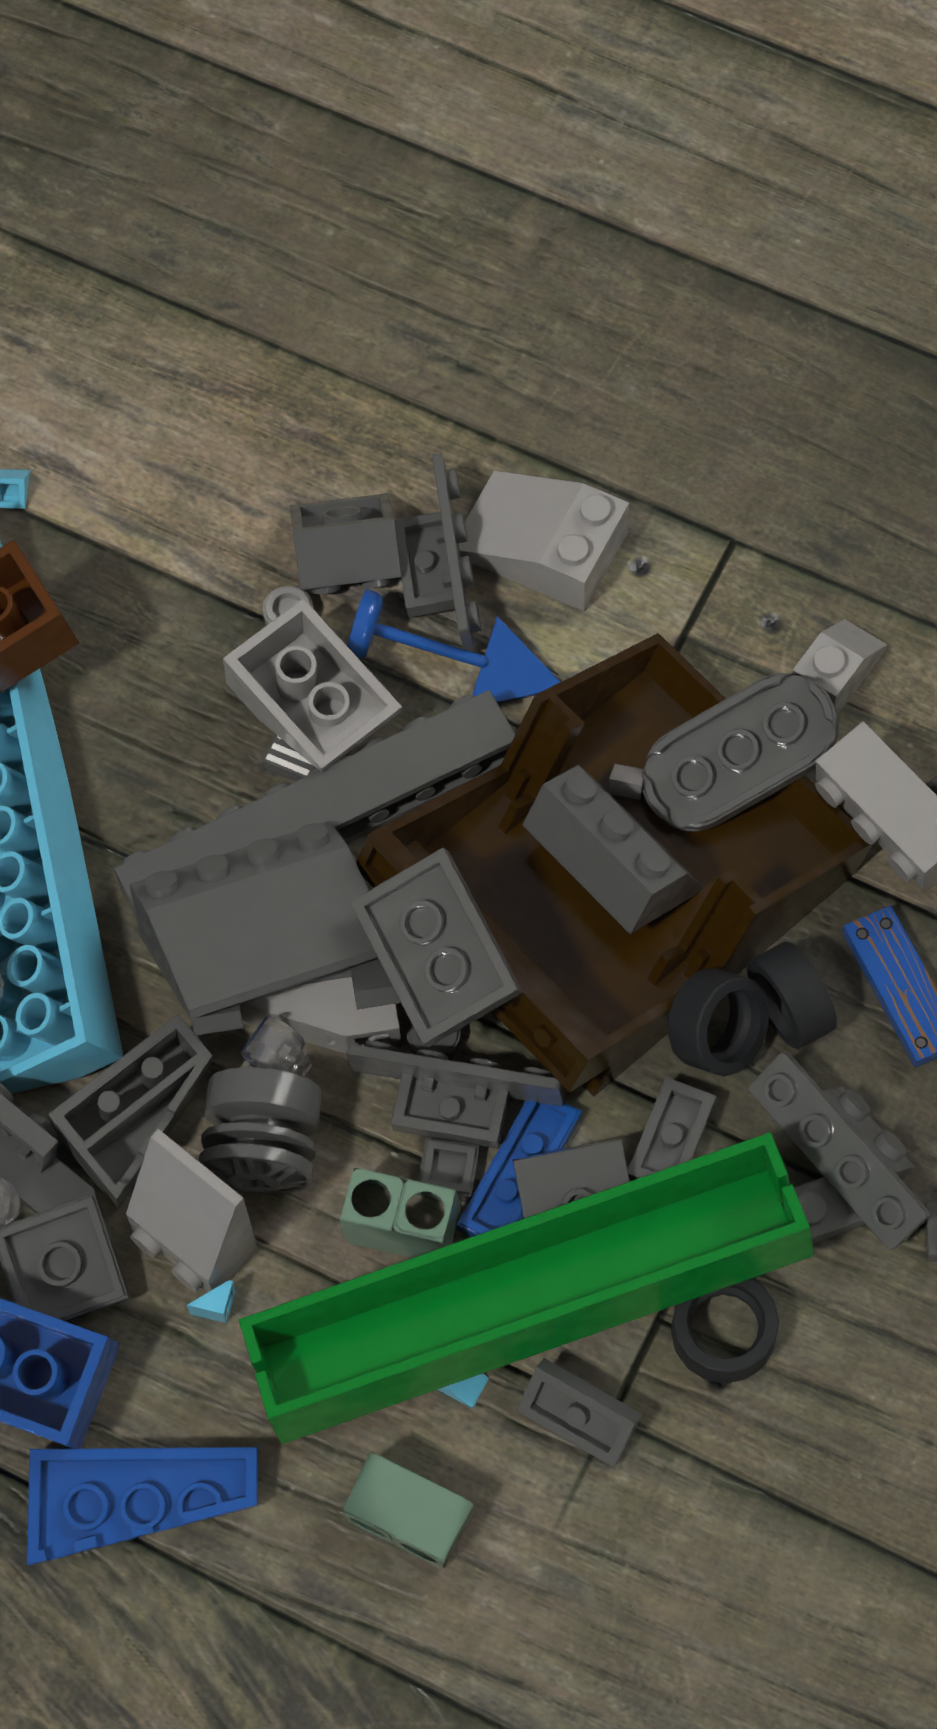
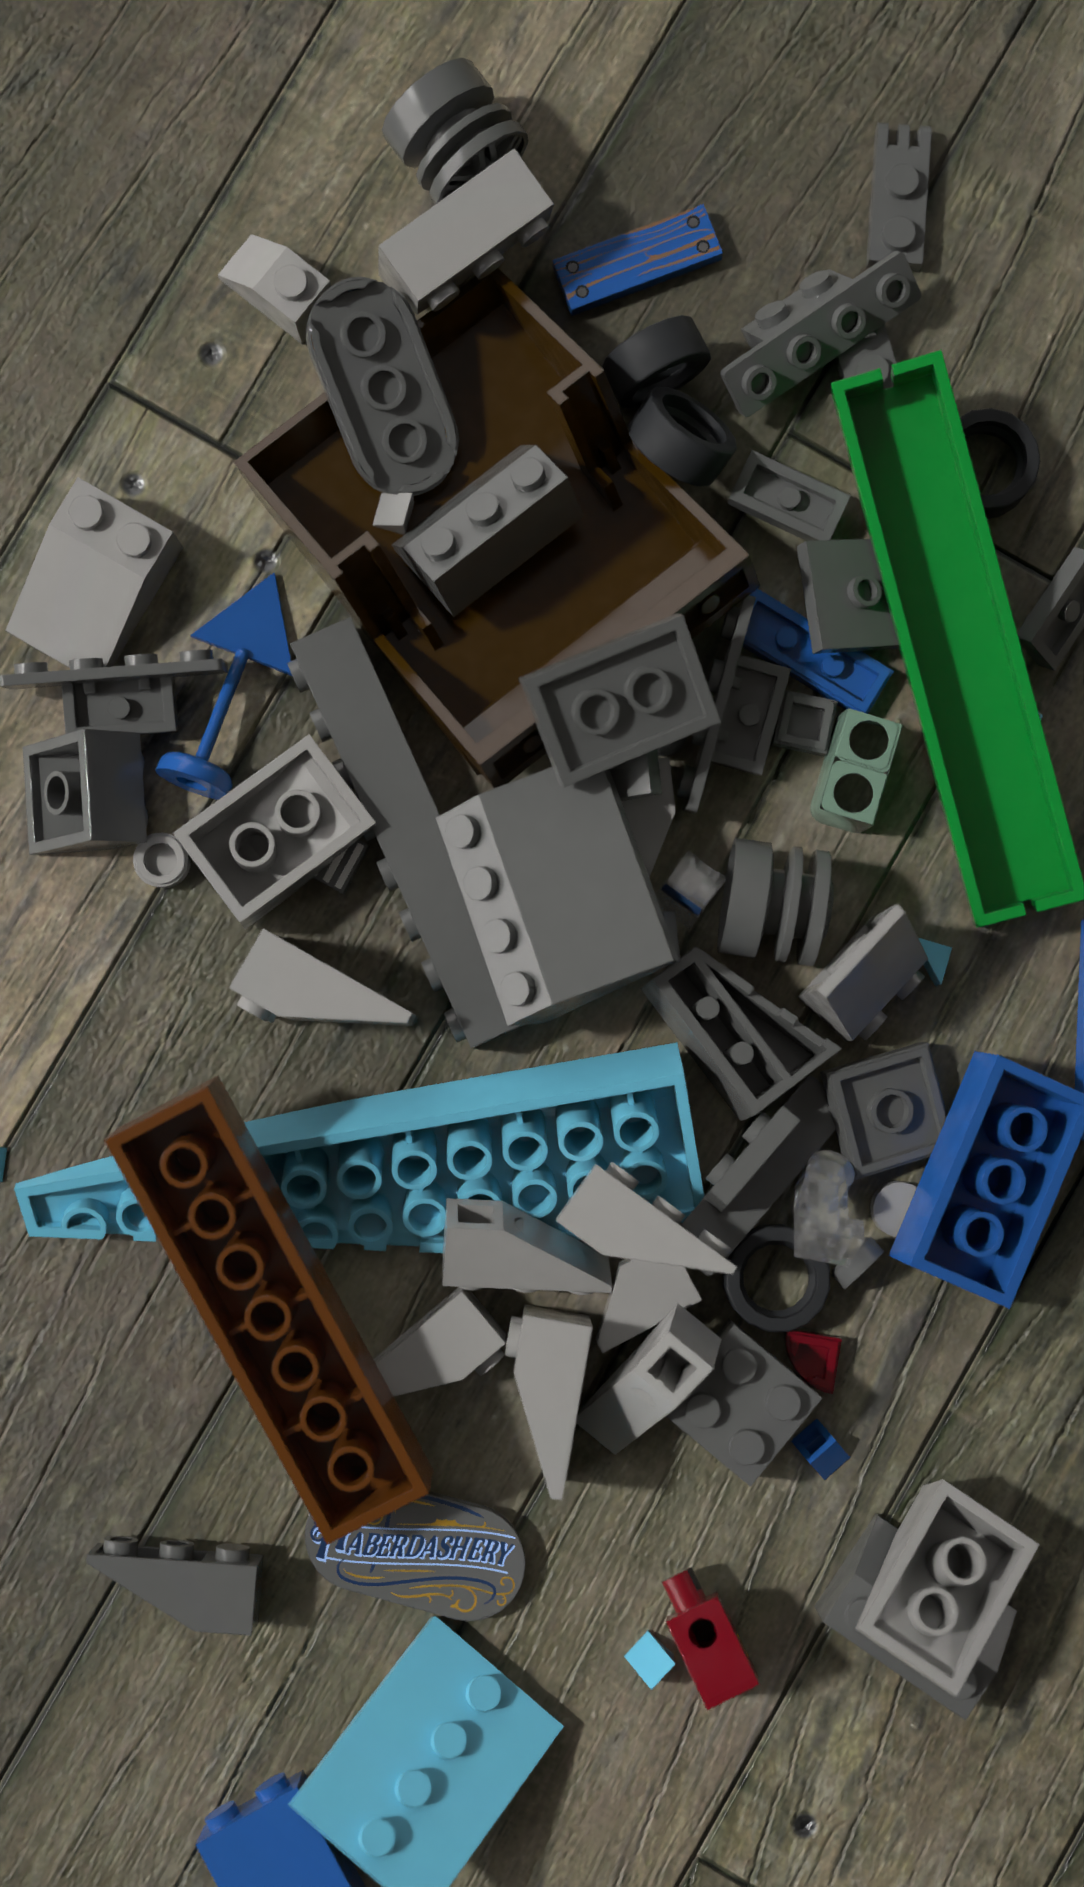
camera: 90 degrees left, 20 degrees up
(171, 722) = (297, 986): none -> light grey slope

